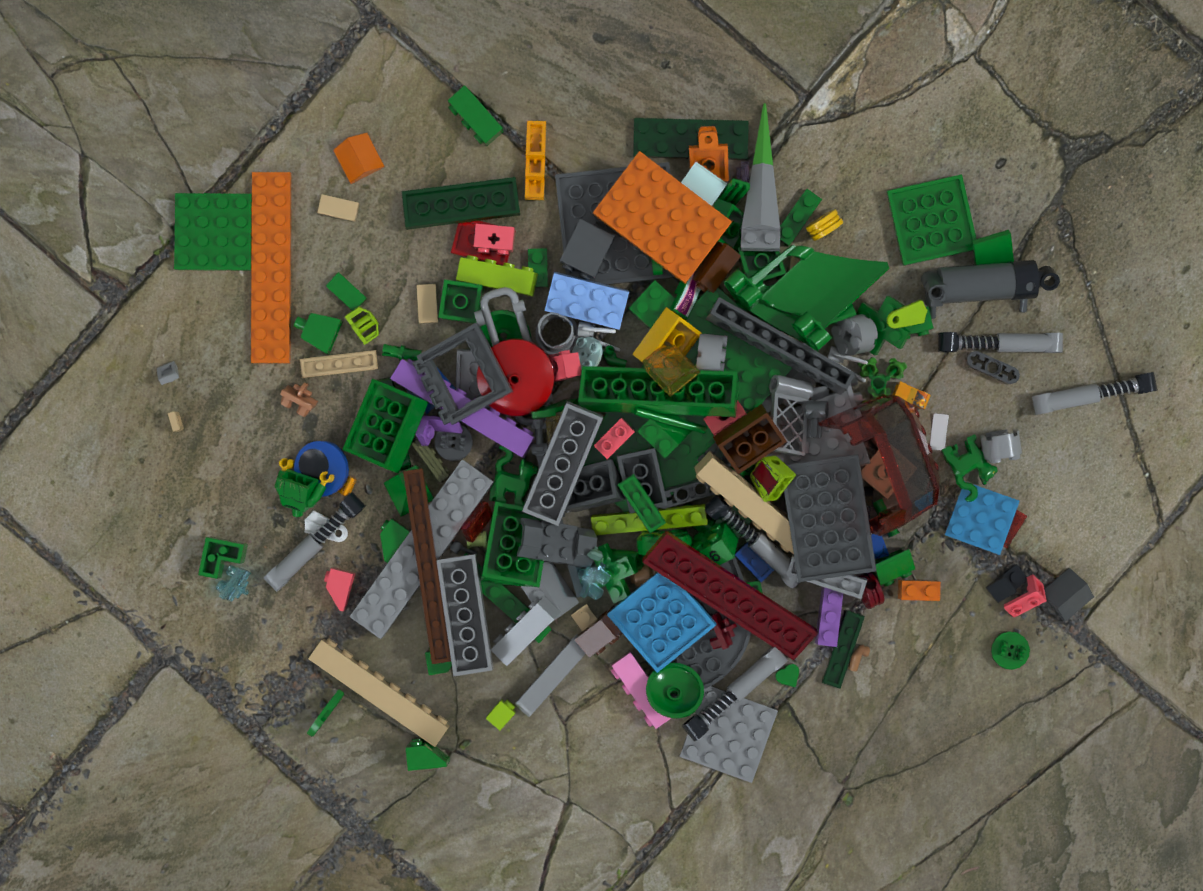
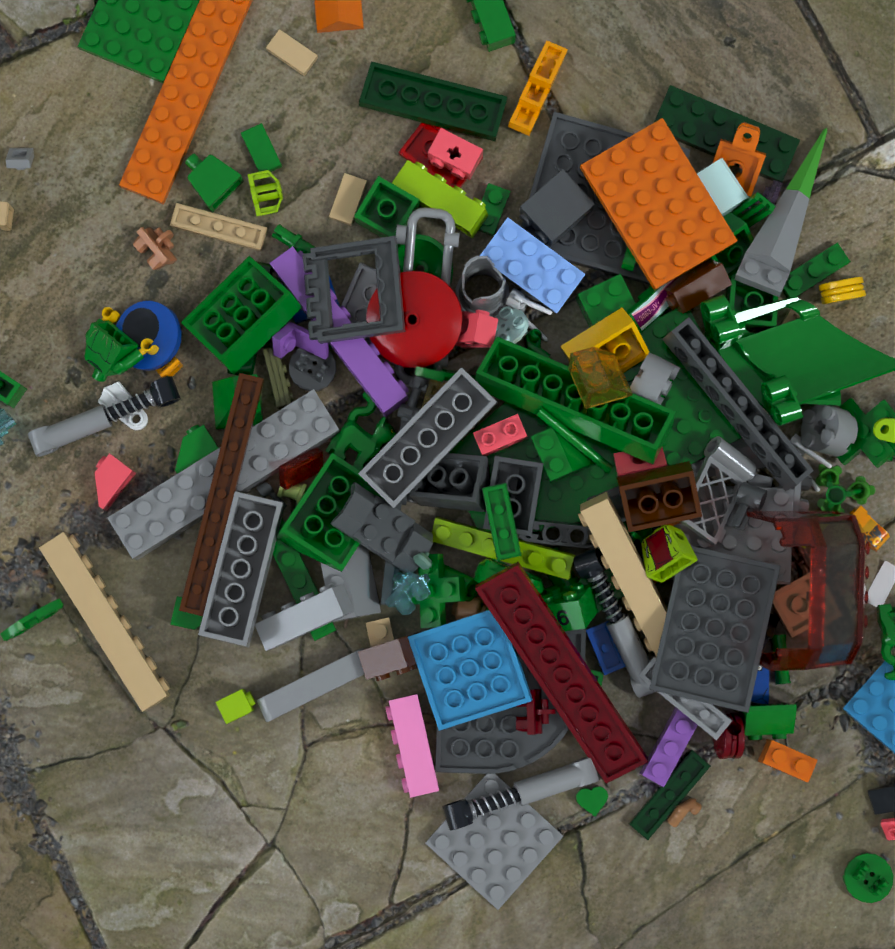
camera: 25 degrees right, 5 degrees down
(423, 755) = (125, 716): green slope -> none
(677, 680) = (458, 749): green dish -> none

